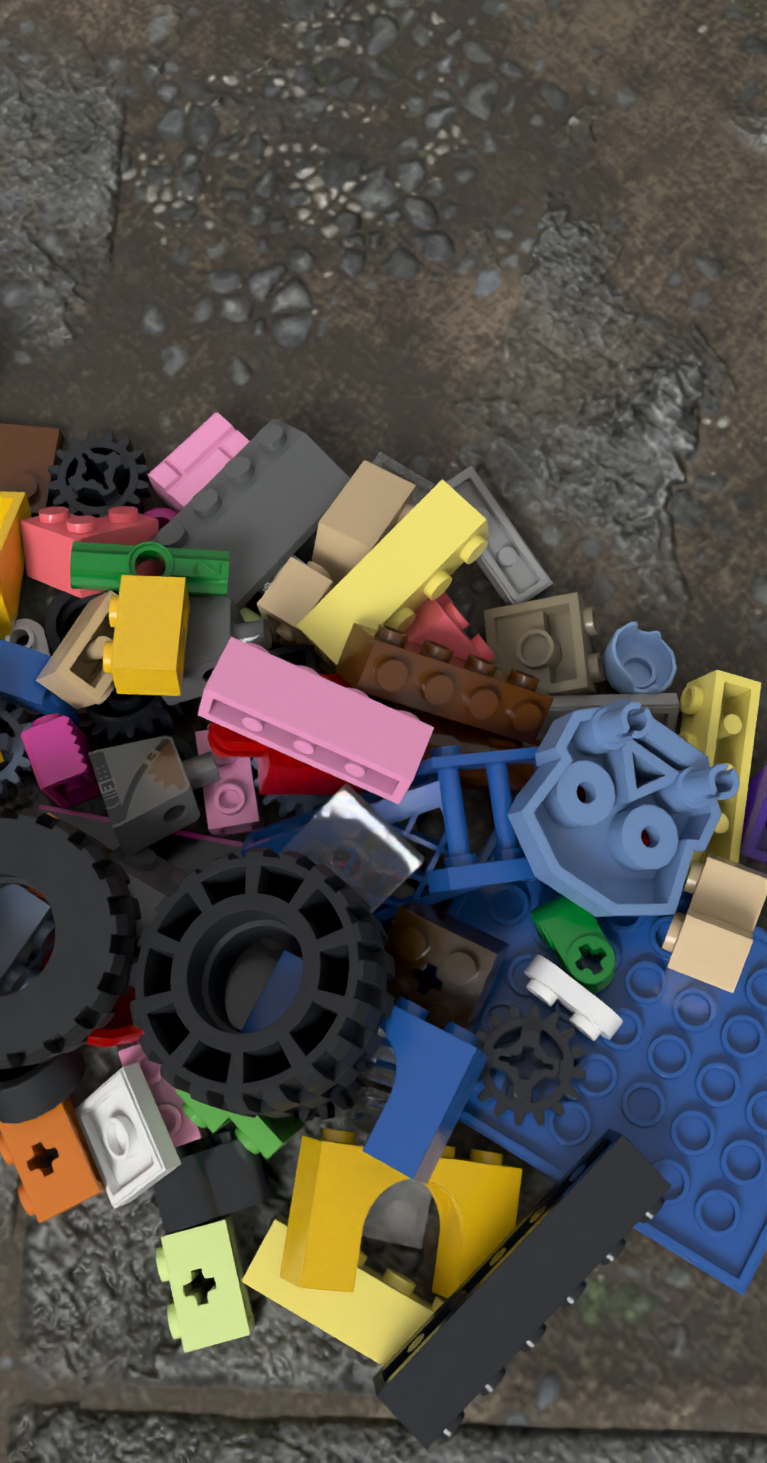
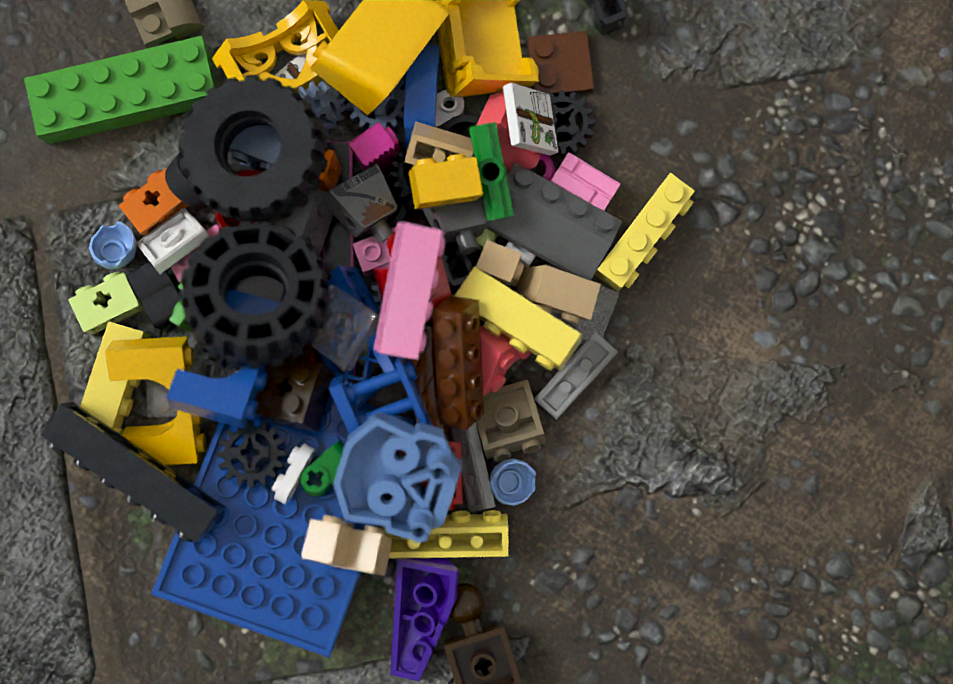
camera: 80 degrees right, 10 degrees up
(81, 505) = (530, 119): none -> white tile
(108, 1249) = (113, 246): none -> light blue hair
(293, 393) = (640, 237): none -> light yellow brick

